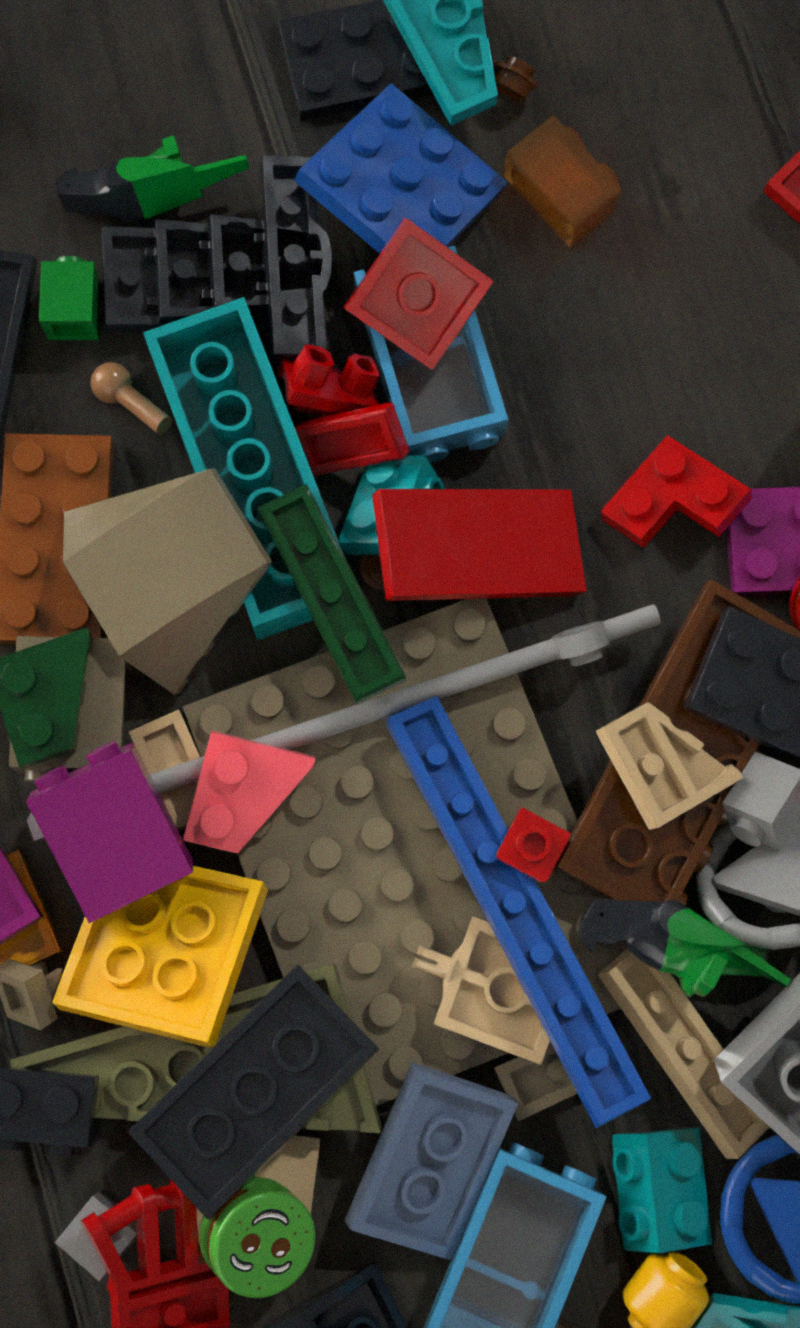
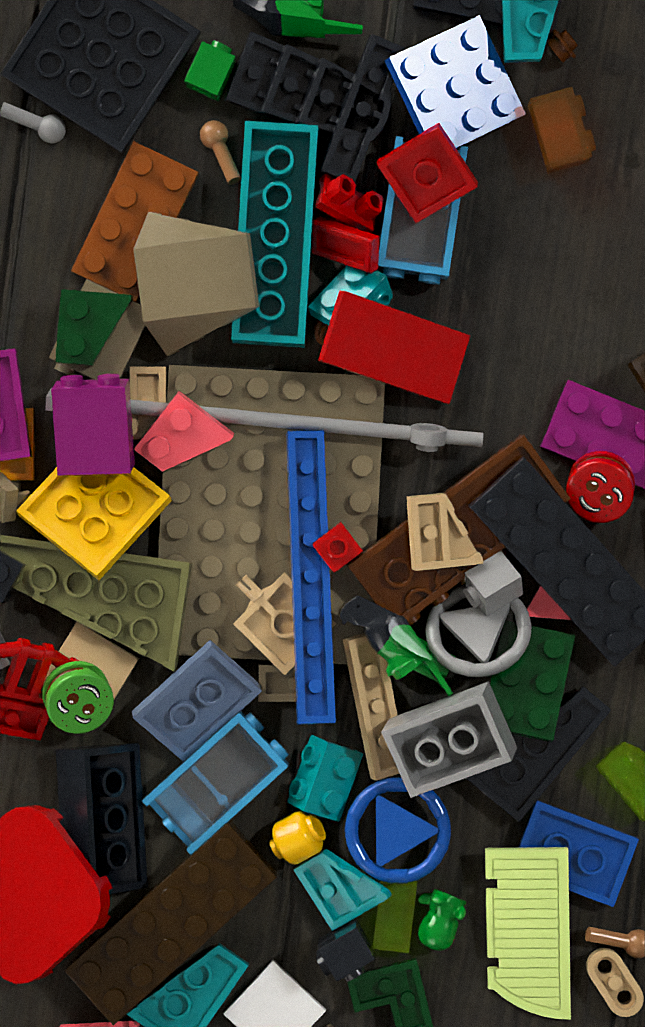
camera: 30 degrees right, 10 degrees up
(253, 1092) = (111, 614): black plate -> none
(331, 594) = (287, 341): dark green tile -> none
(674, 481) = (536, 359): red plate -> none

